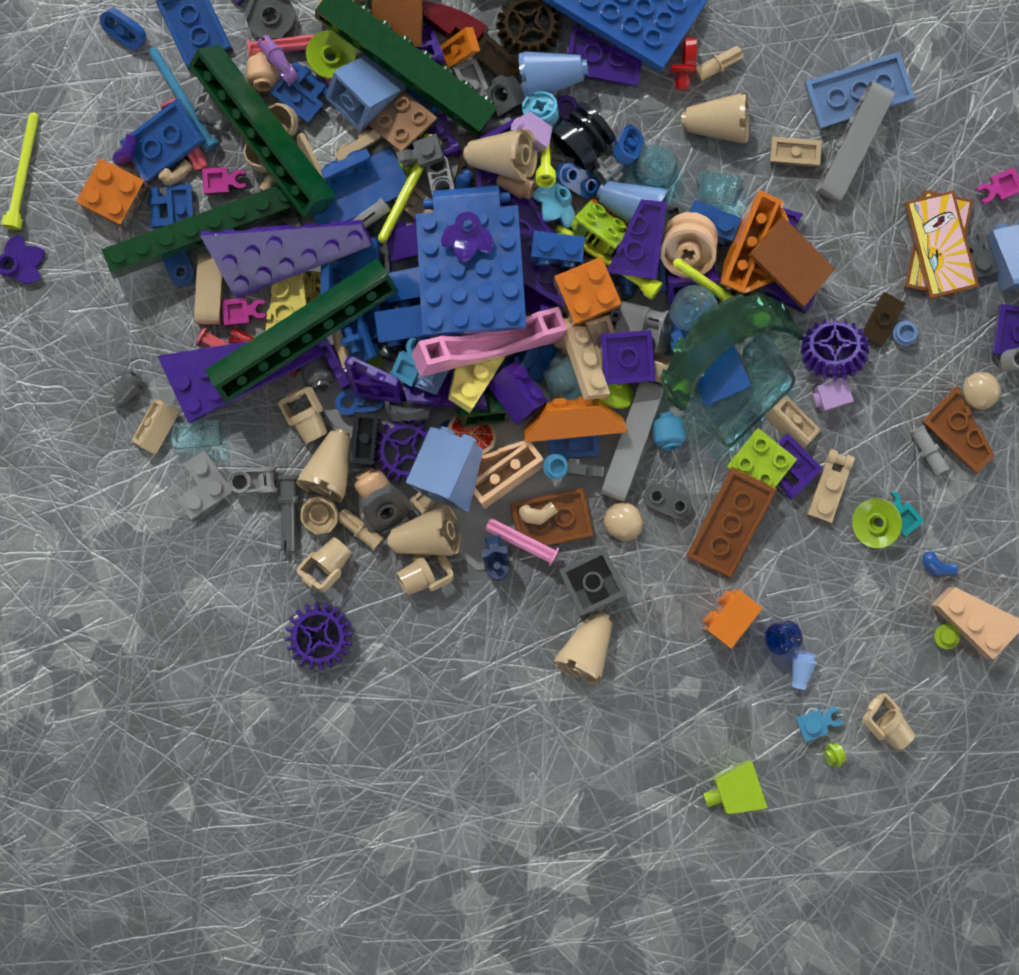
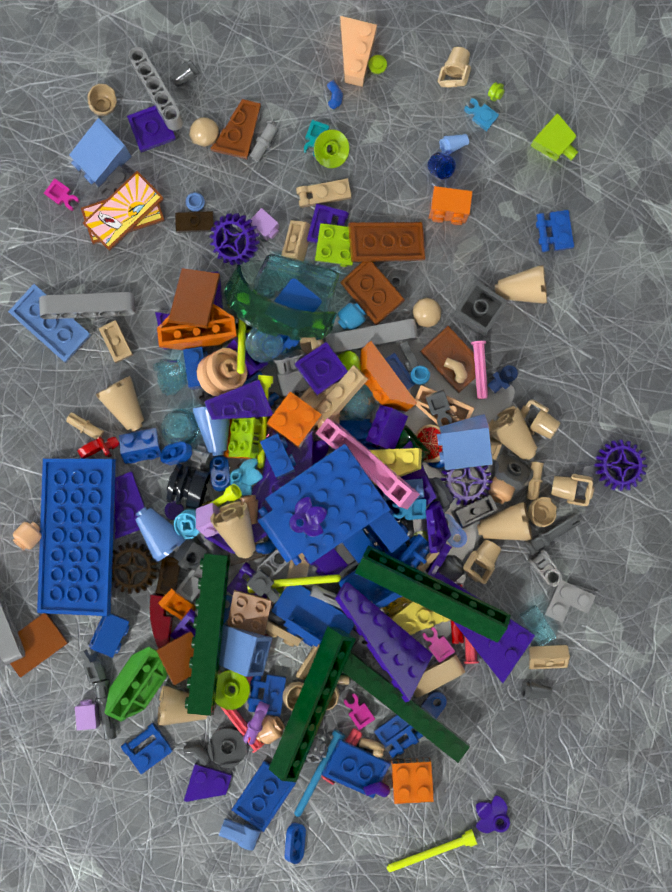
camera: 115 degrees left, 0 degrees up
(509, 464) = (439, 405): none -> dark grey plate
(627, 732) = (560, 230): none -> blue plate
(661, 111) = (139, 445): none -> blue bracket
(683, 472) = (372, 291): none -> dark orange tile

